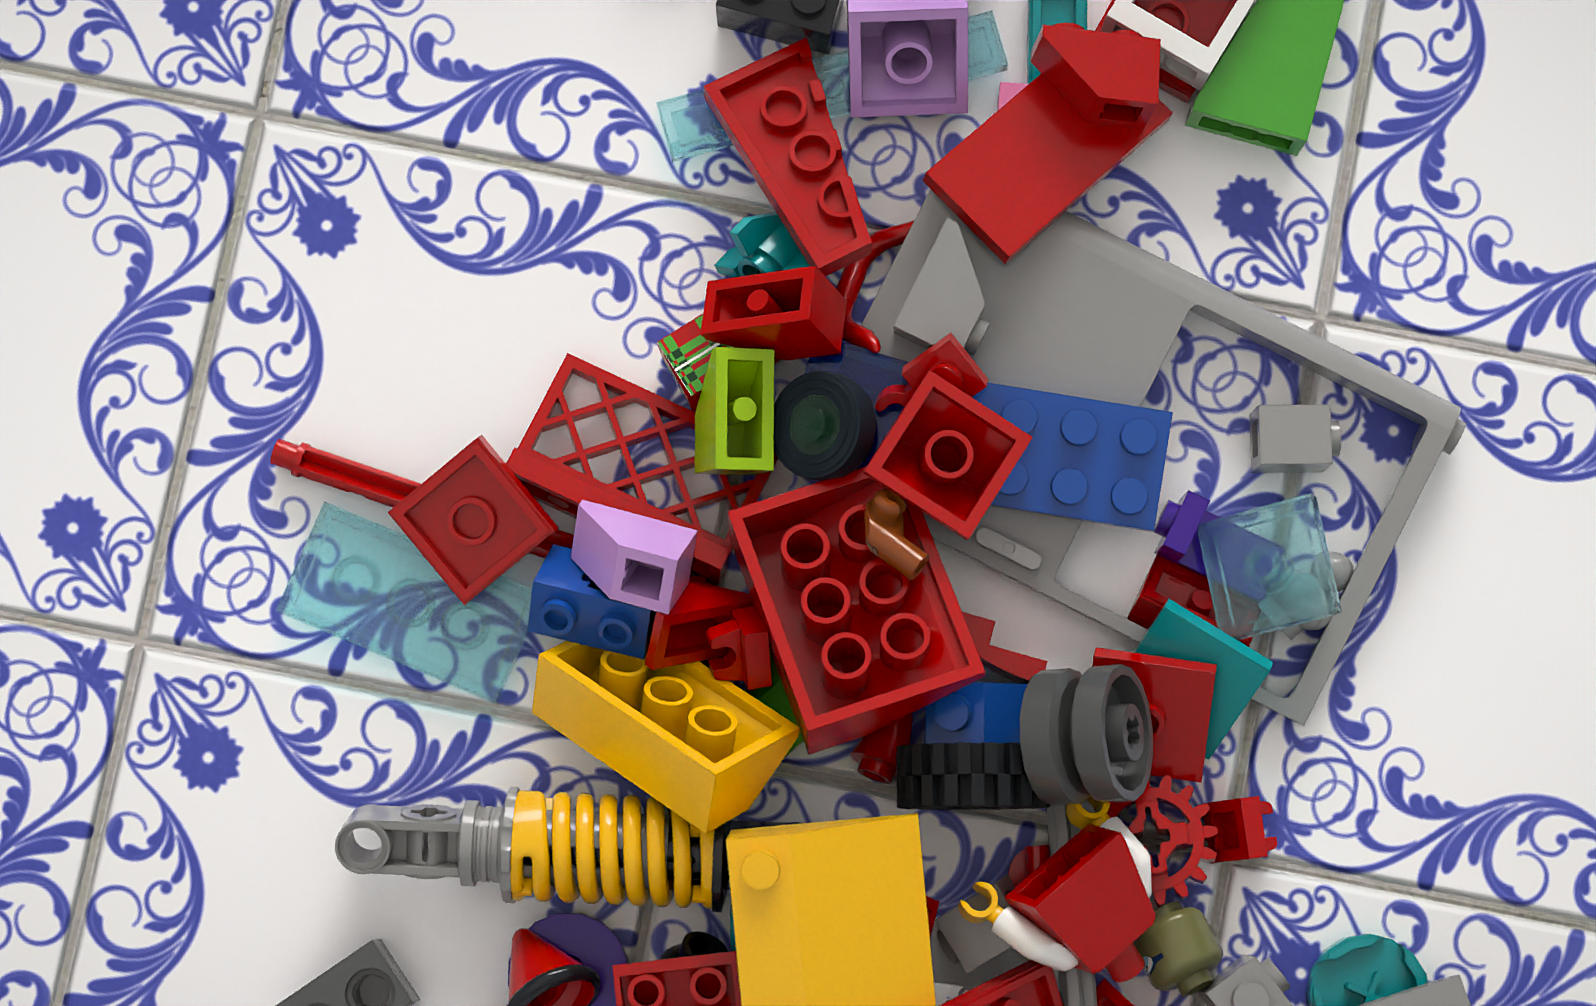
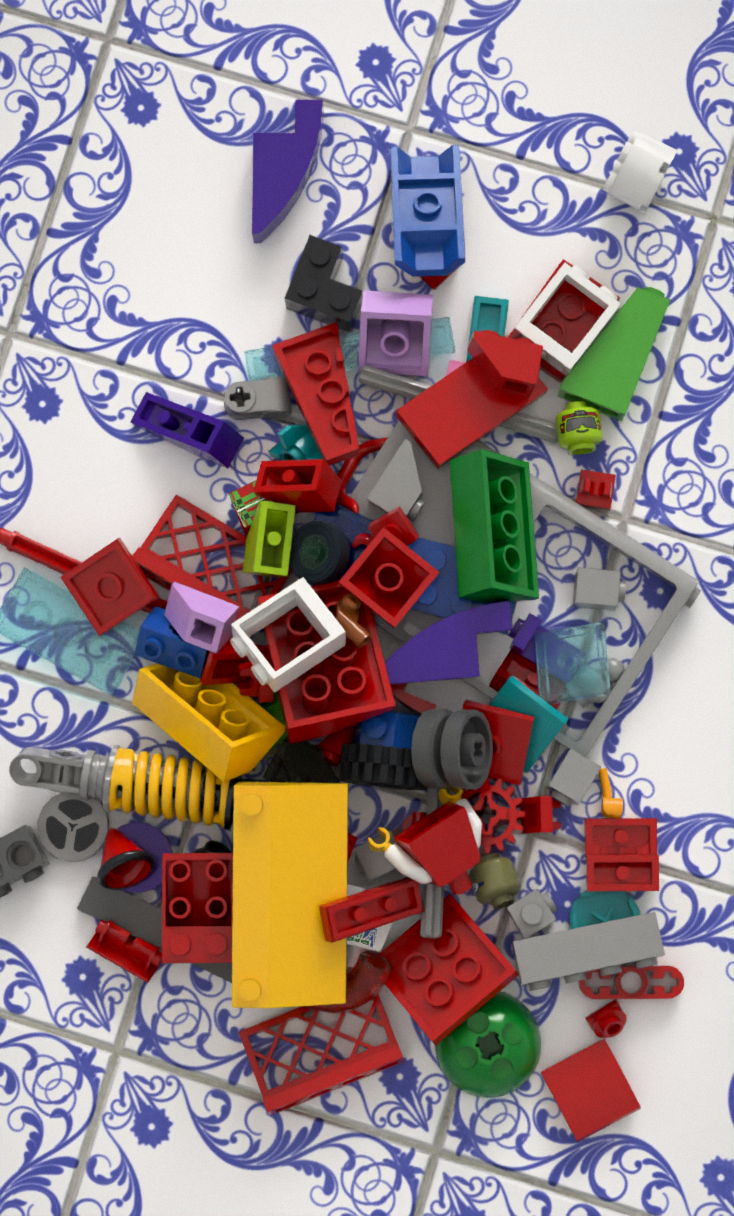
camera: 10 degrees right, 0 degrees up
(453, 933) = (72, 827): none -> light grey tile
(577, 242) = (188, 429): none -> dark purple slope
(696, 179) = (262, 399): none -> light grey piece
(829, 788) = (299, 764): none -> clear smoke slope
(831, 526) = (316, 612): none -> white window
(945, 135) = (411, 388): none -> light grey axle
(1060, 561) = (448, 646): none -> dark purple slope
(1112, 353) = (493, 528): none -> green slope
(1230, 173) = (579, 428): none -> lime head
(1268, 273) = (595, 490): none -> red tile
(1288, 761) = (573, 778): none -> light grey brick
(1353, 801) = (610, 806): none -> light orange hand
(1384, 881) = (621, 854): none -> red slope

